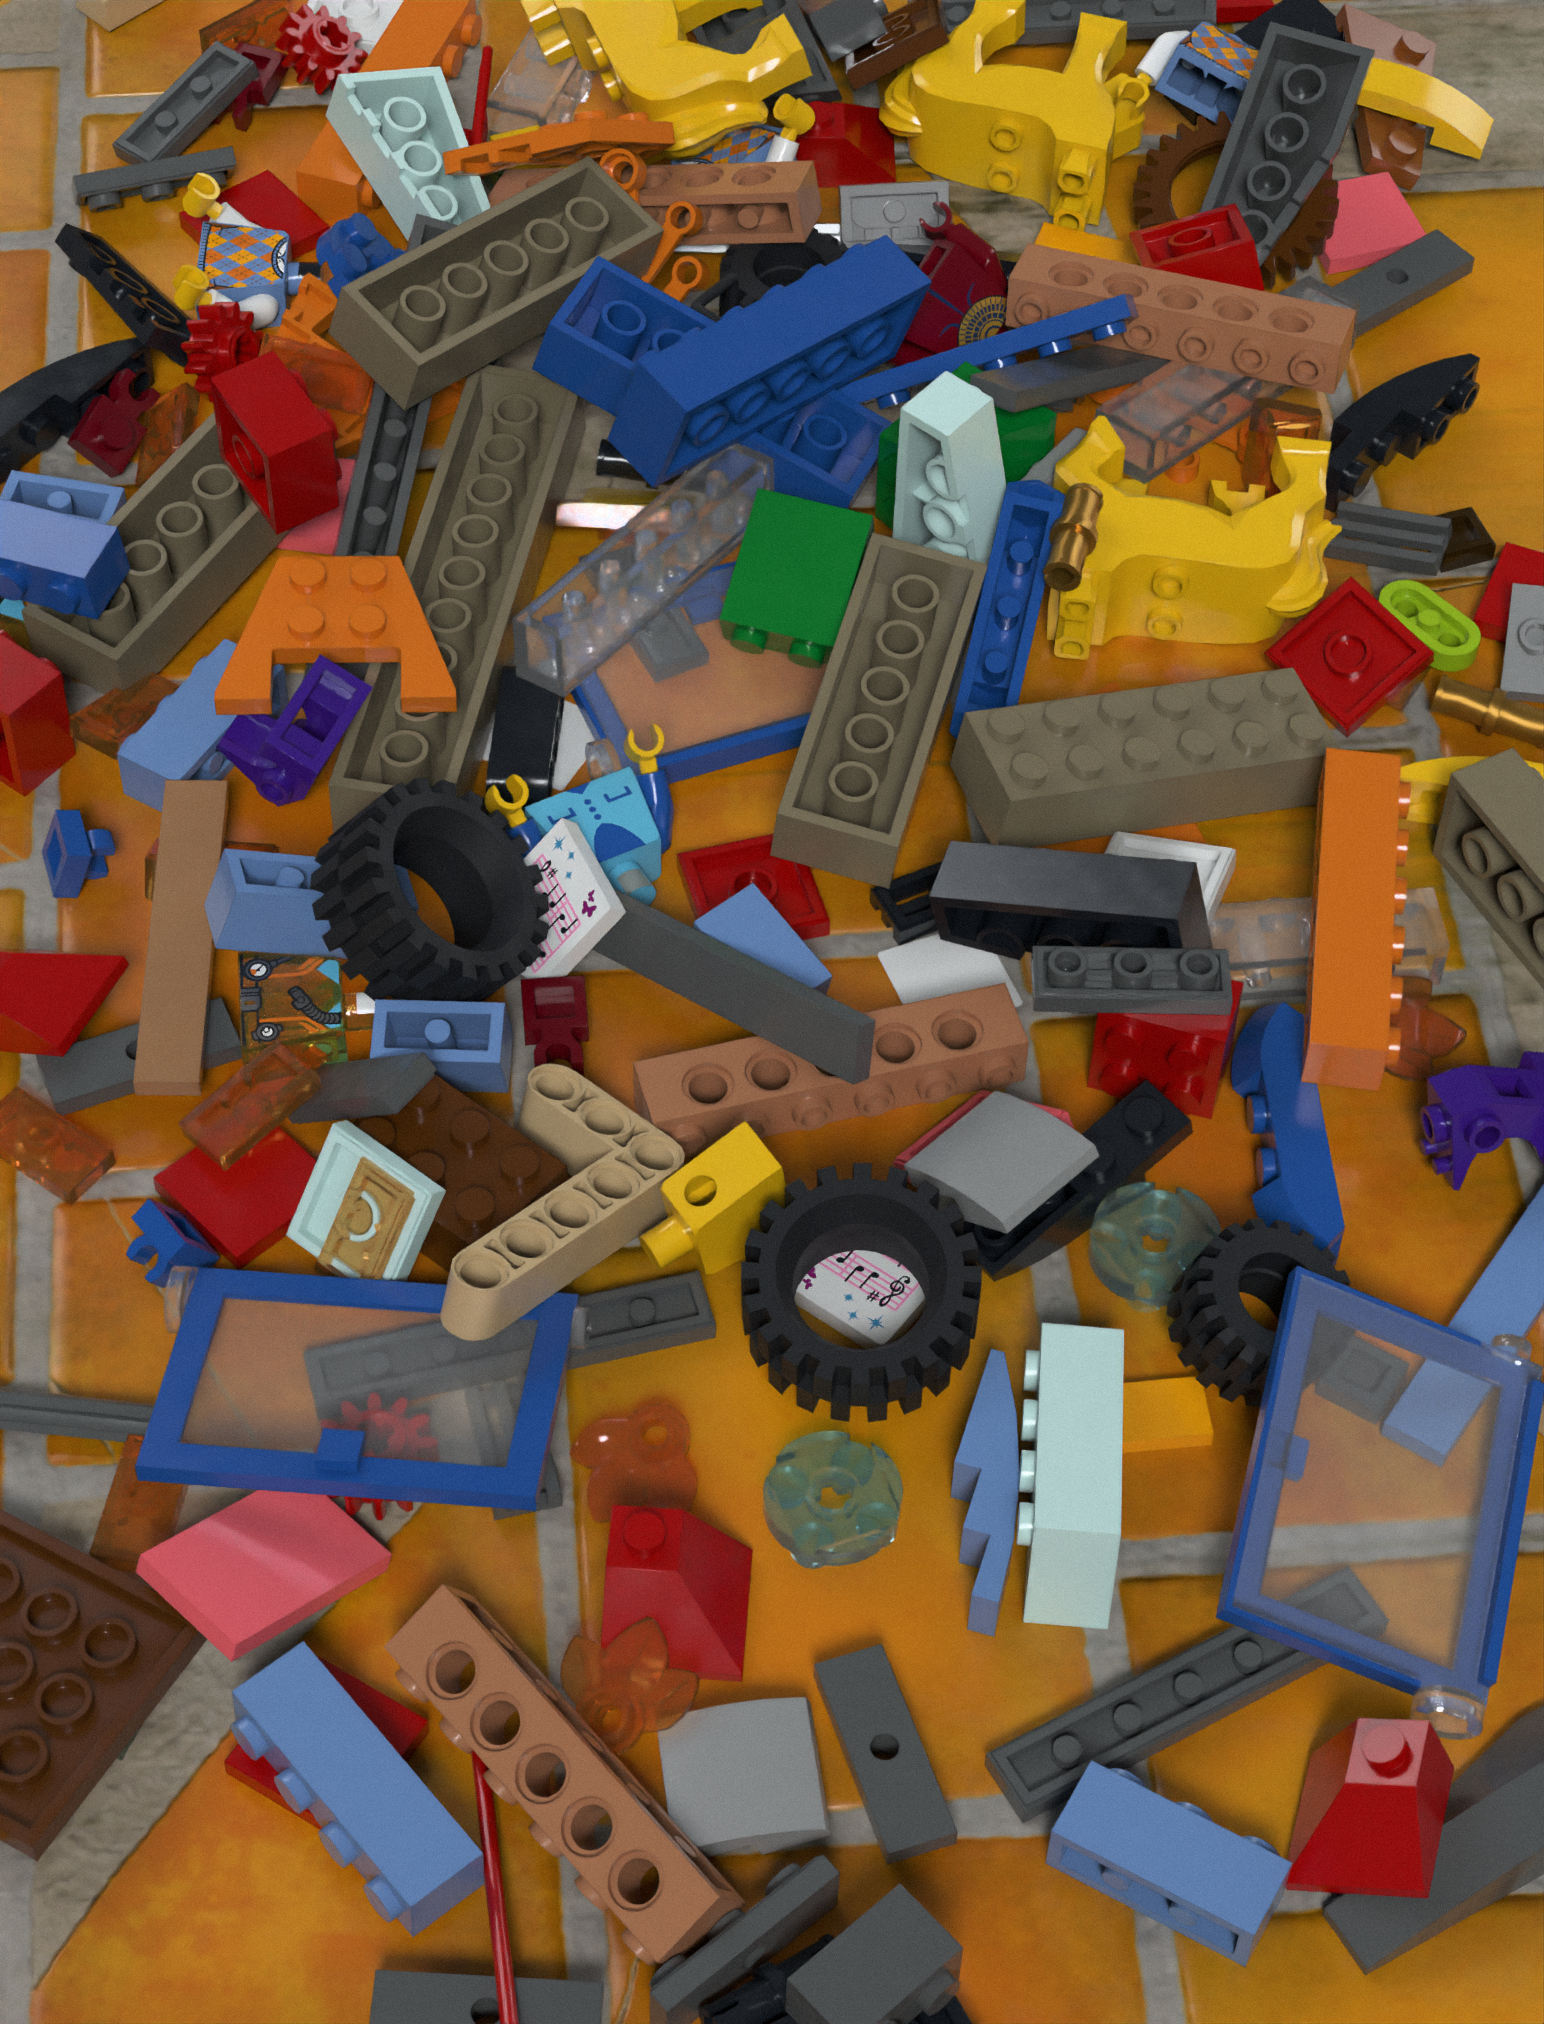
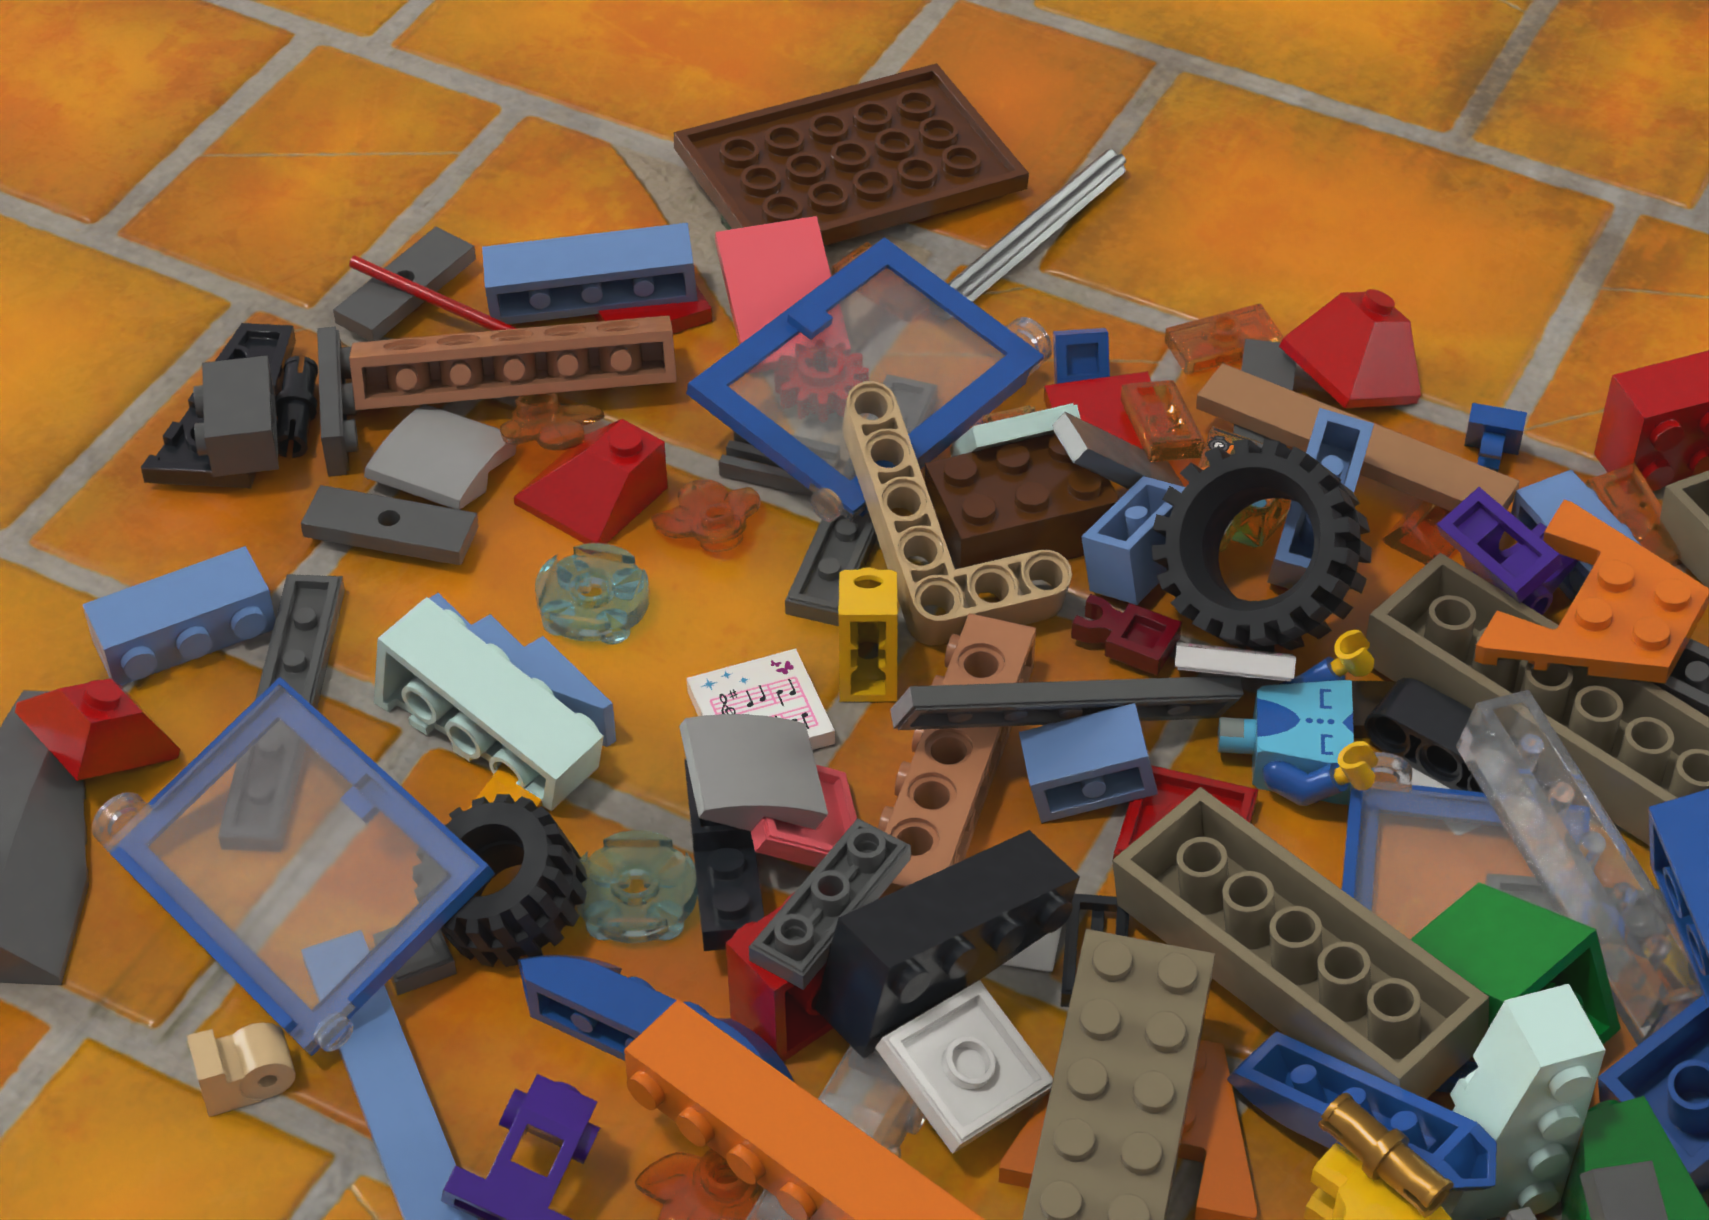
camera: 125 degrees right, 5 degrees down
(872, 1218) = (713, 610): black tyre -> none

